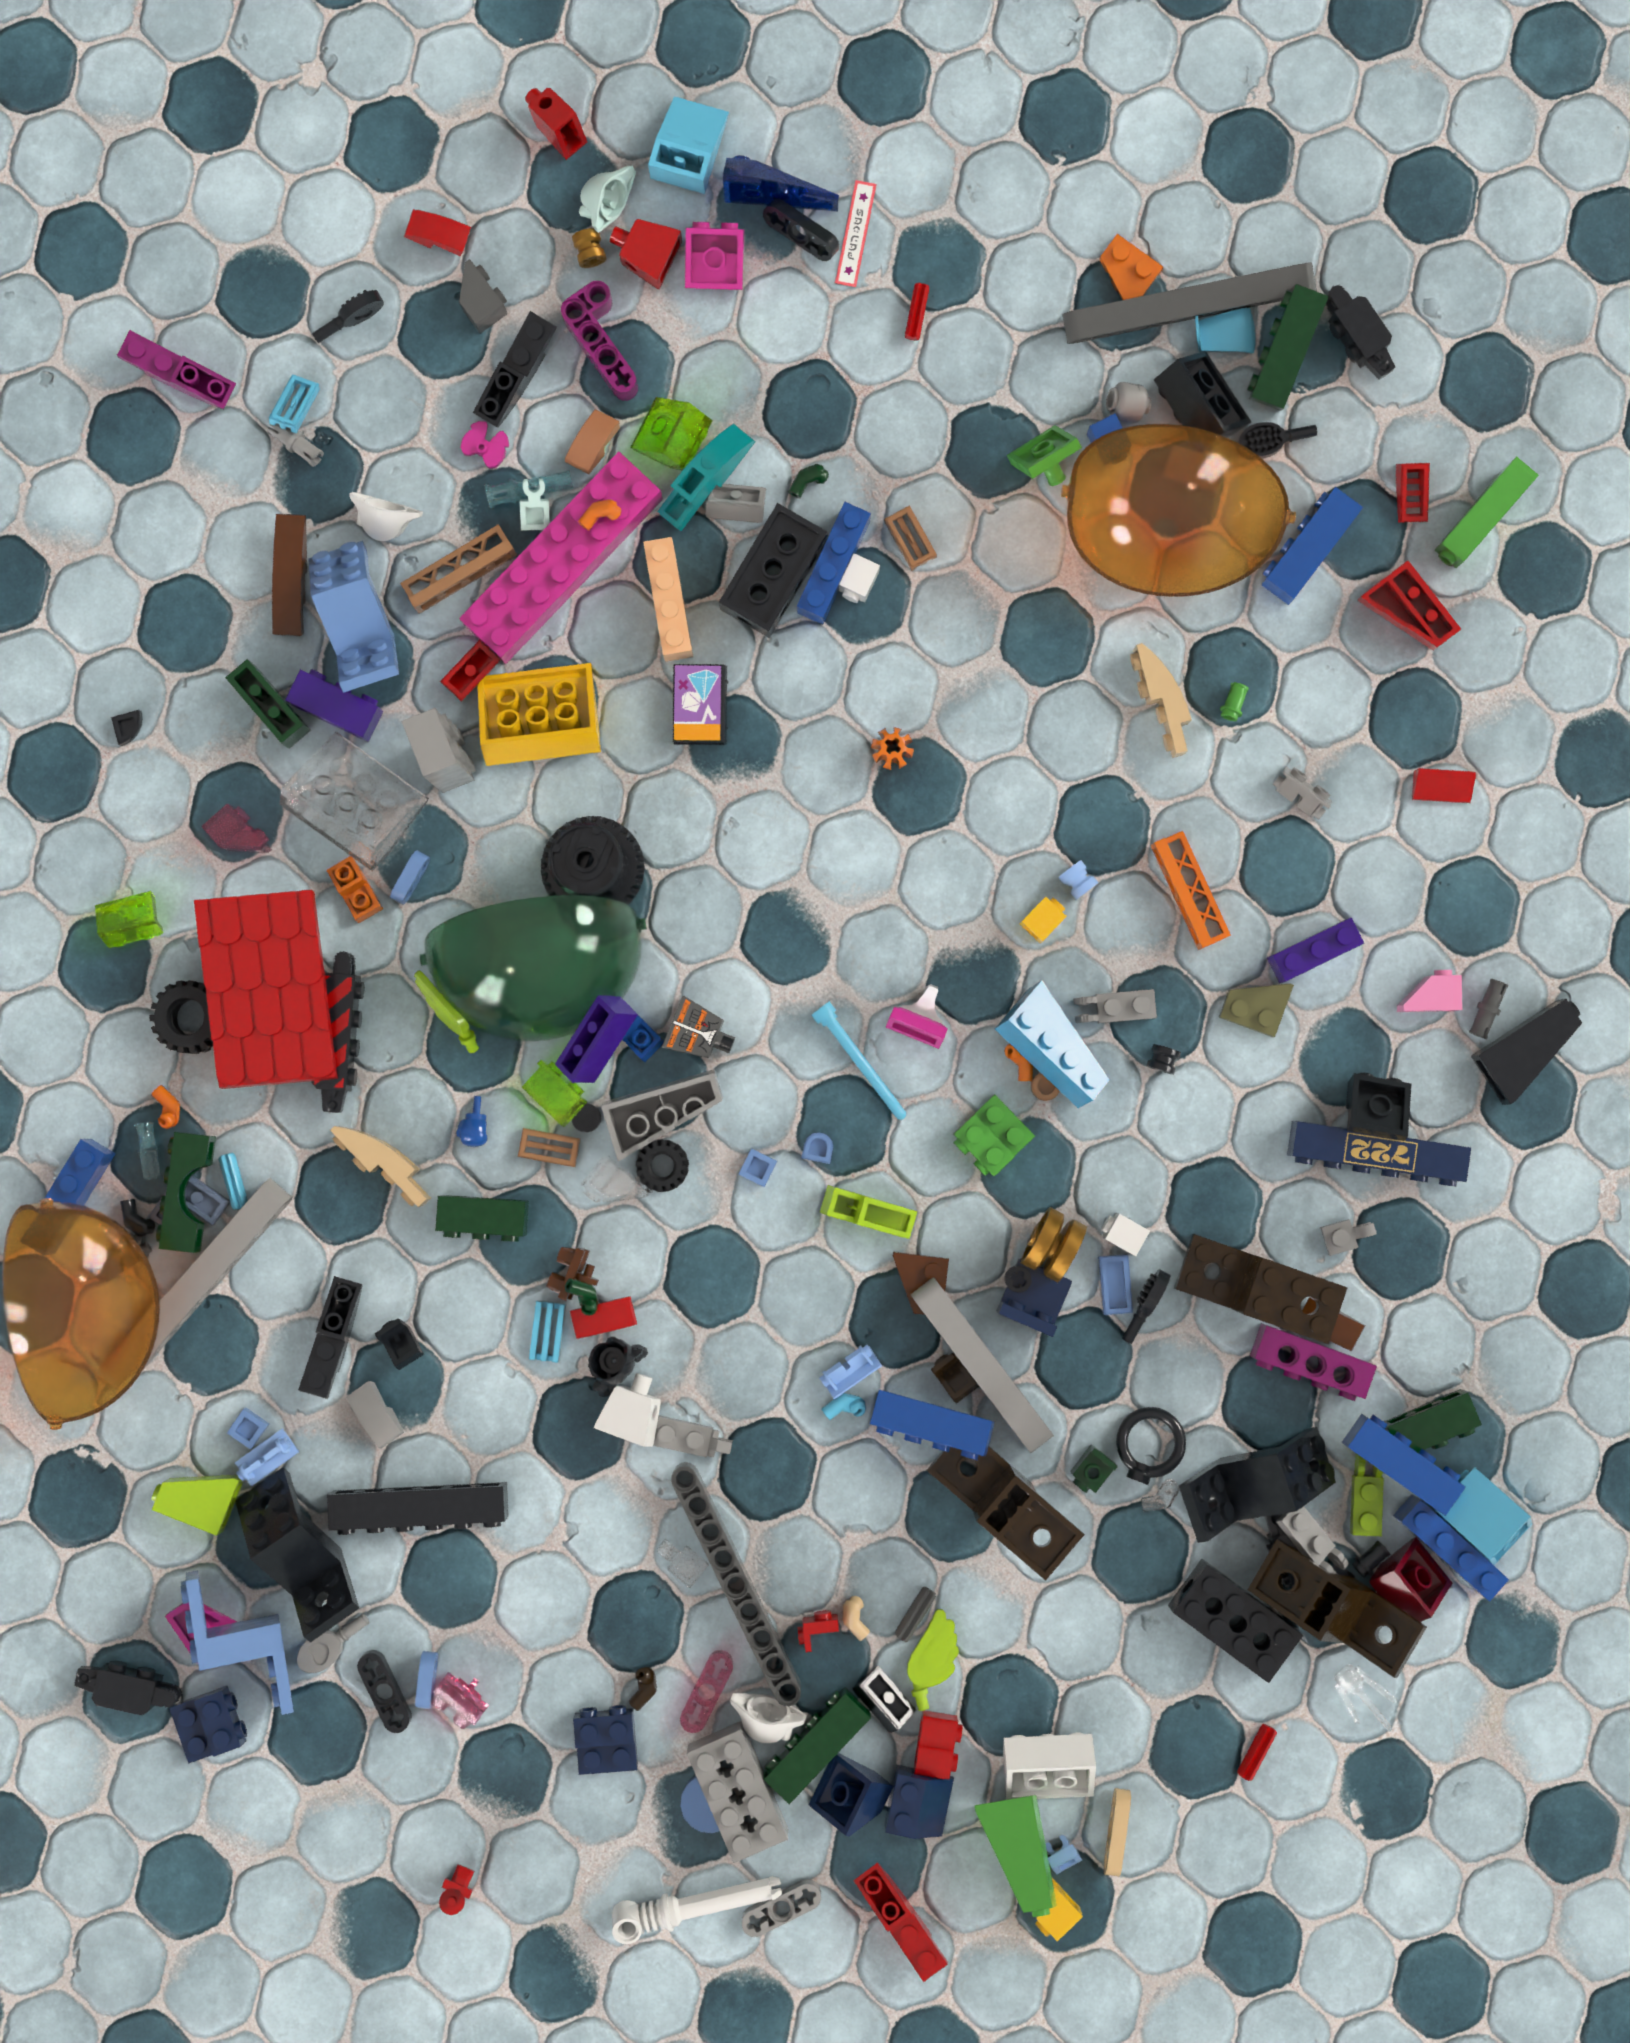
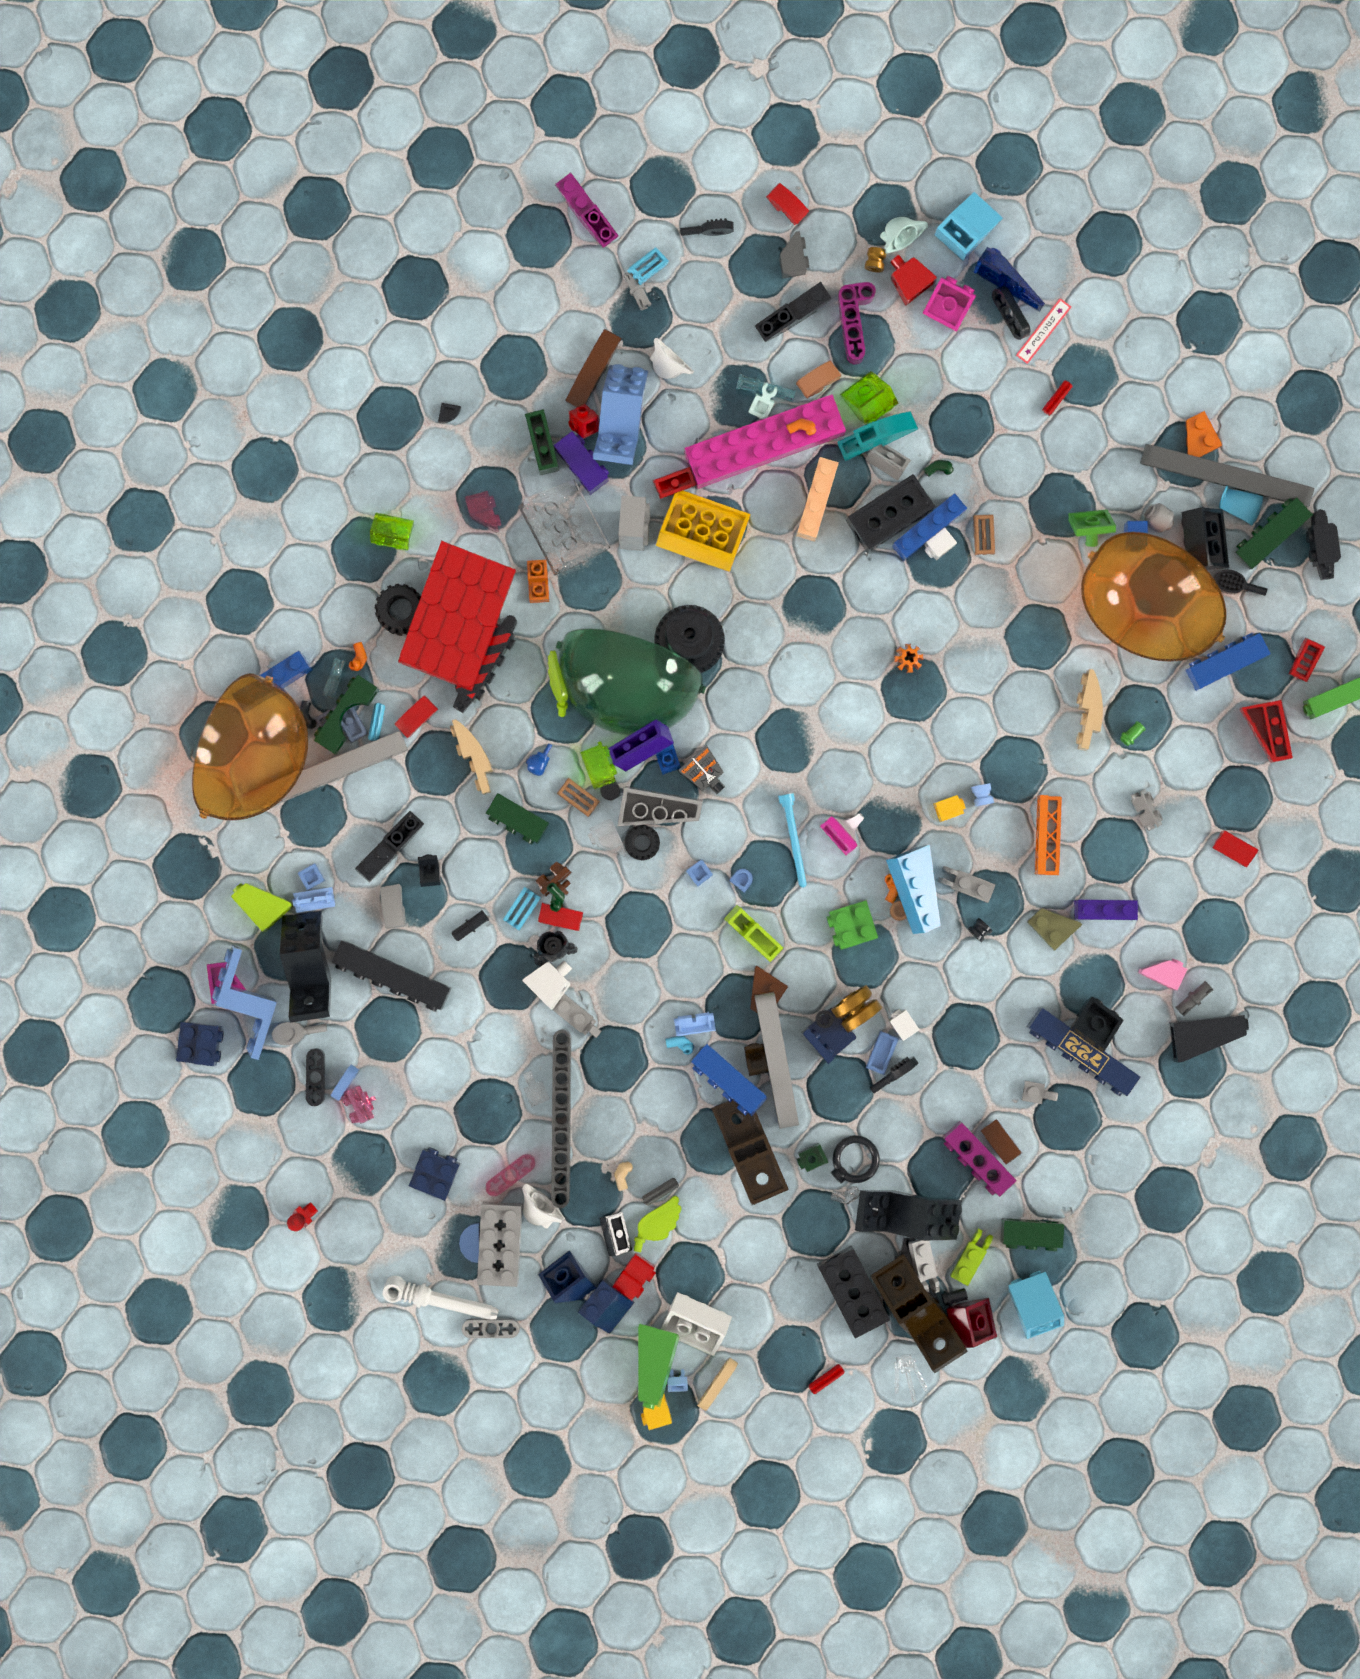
camera: 20 degrees right, 0 degrees up
(127, 1688) = (161, 997): black hinge -> none
(281, 1147) = (416, 716): none -> red slope
(309, 648) = (583, 421): none -> red brick
(410, 877) = (575, 590): medium blue beam -> none
(462, 575) = (698, 421): medium nougat fence -> none
(475, 443) = (746, 344): dark pink piece -> none
(490, 1388) = (470, 925): none -> black axle
(551, 115) = (894, 171): red torso -> none
(646, 1685) = (475, 1154): dark brown arm -> none
(700, 704) = (804, 573): piece -> none
(816, 1745) = (561, 1240): dark green brick -> none
(820, 1623) = (601, 1167): red bracket -> none
(901, 1920) = (560, 1371): red slope -> none
(1261, 1288) = (969, 1097): dark brown bracket -> none
(1403, 1464) = (1003, 1247): blue brick -> none
(1451, 1547) = (1006, 1313): blue brick -> none

